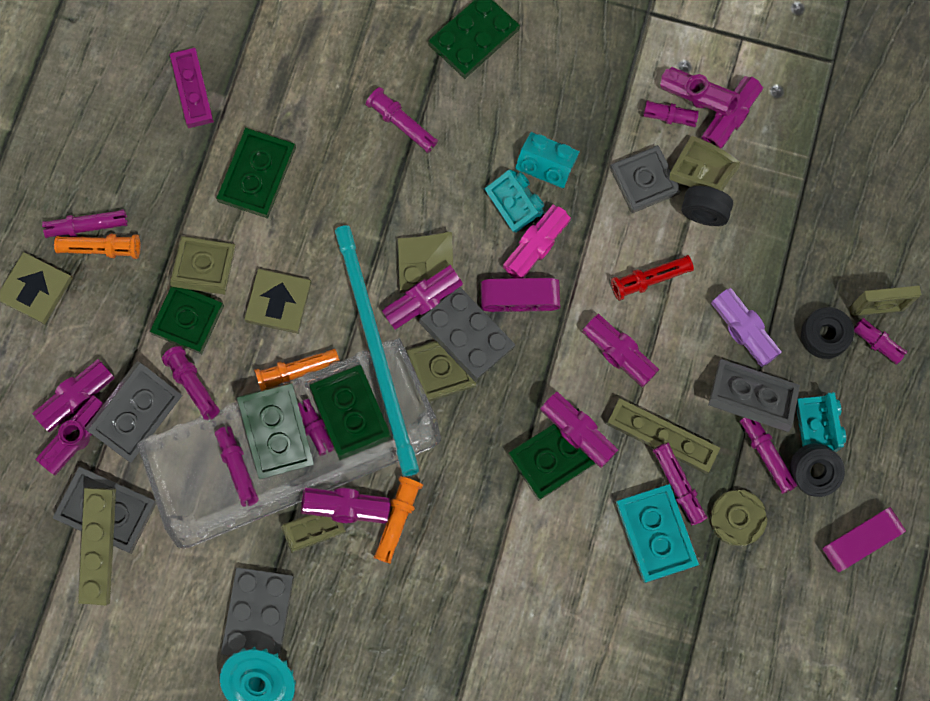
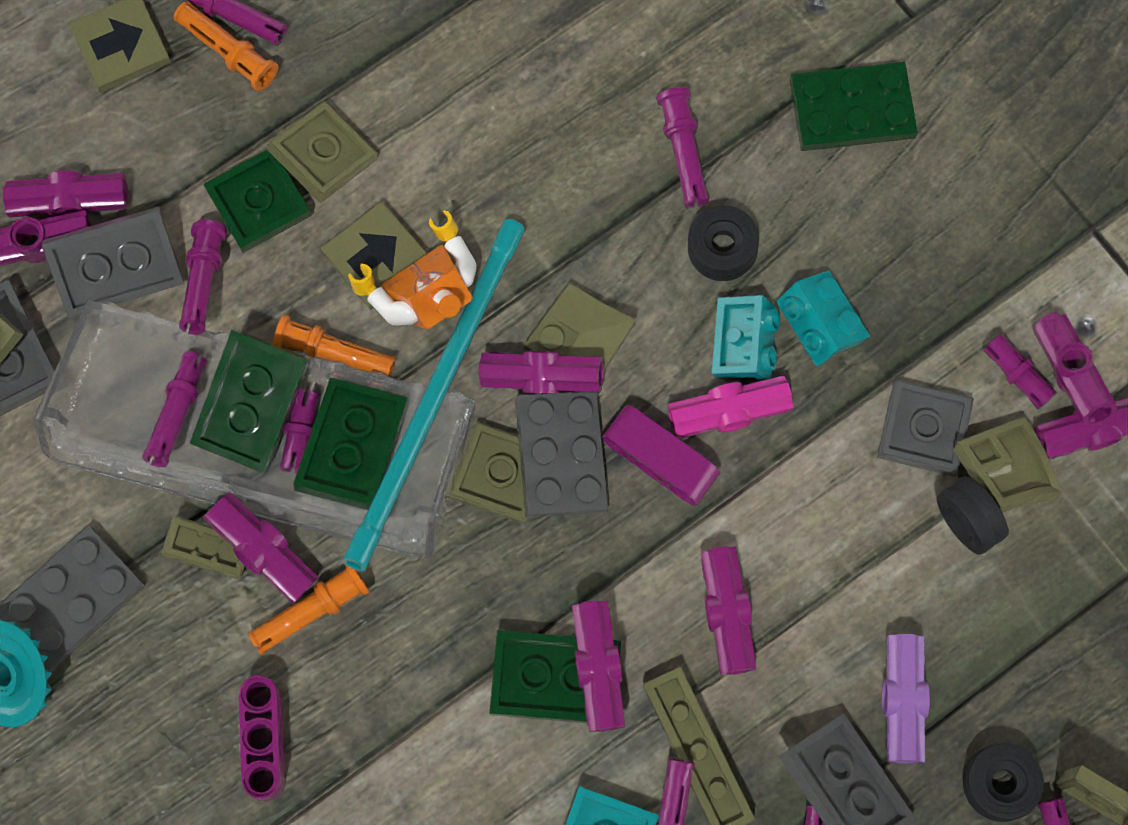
camera: 40 degrees right, 0 degrees up
(256, 173) = (467, 88): dark green plate -> none
(324, 297) = (428, 288): none -> torso
(421, 594) = (250, 721): none -> magenta beam
(460, 143) = (729, 222): none -> black tyre
(639, 281) = (886, 566): red pin -> none

